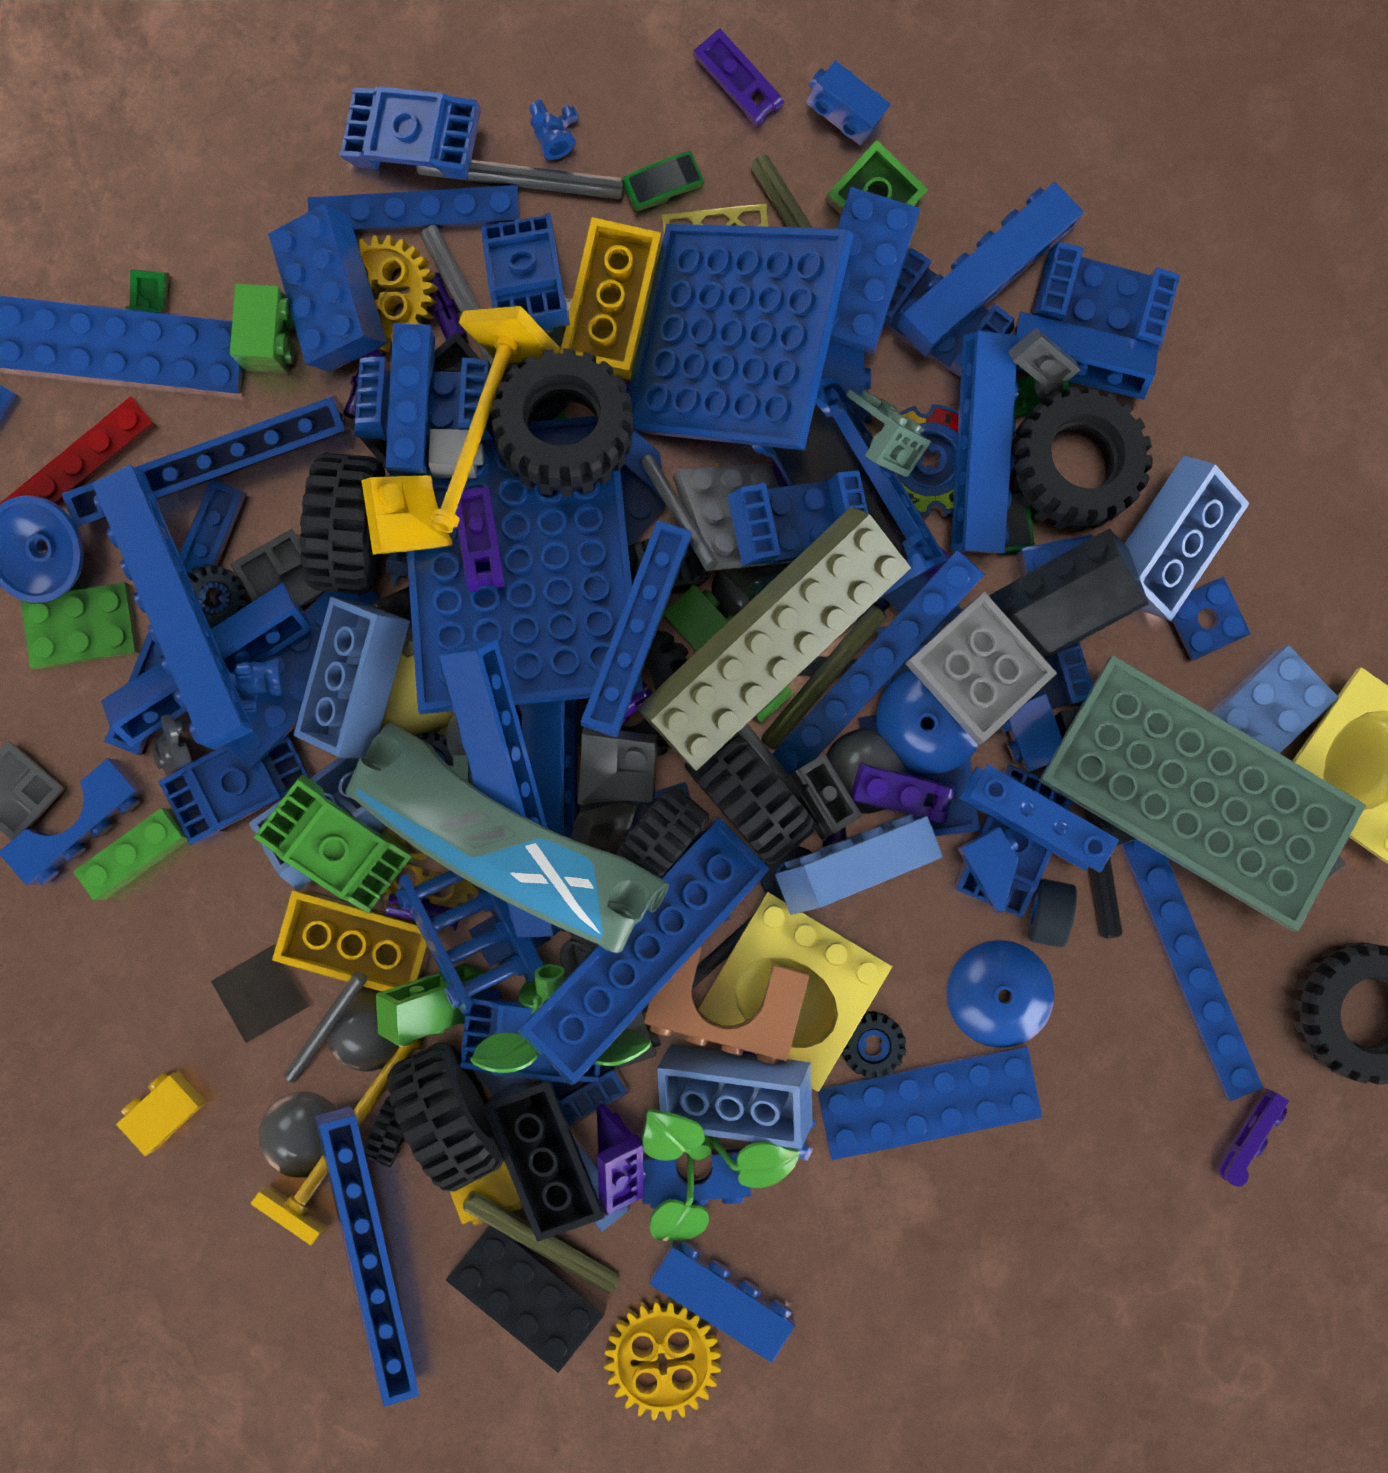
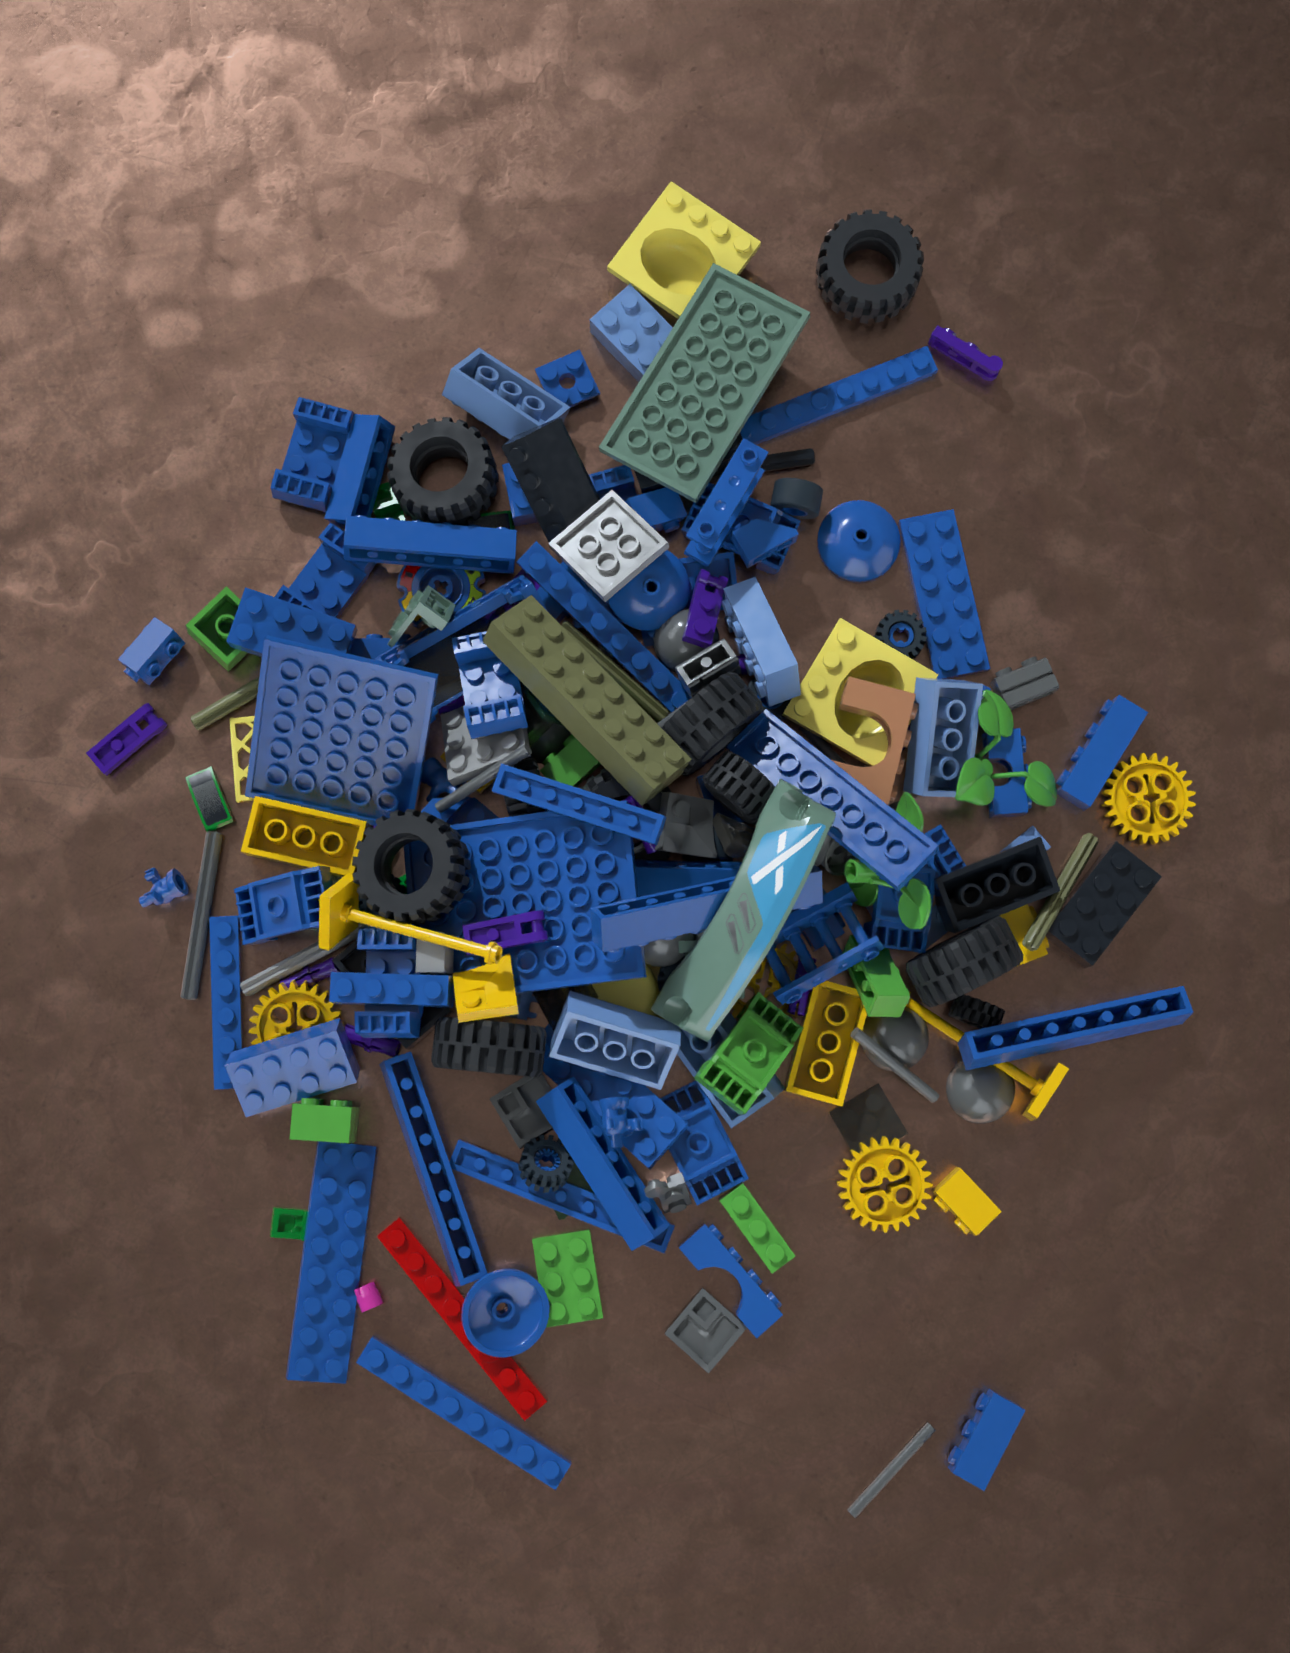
camera: 100 degrees left, 5 degrees down
(59, 387) = (368, 1297): none -> dark pink hose
(172, 608) = (557, 1185): blue brick -> none
(214, 1005) = (890, 1210): none -> yellow gear
(410, 130) = (162, 1002): blue plate -> none
(618, 1162) = (993, 825): dark purple bracket -> none
(692, 454) = (437, 778): none -> blue piece
(810, 1204) = (1026, 683): none -> dark grey brick
(988, 269) = (290, 540): blue brick -> none
(1044, 362) = (368, 497): dark grey hinge -> none

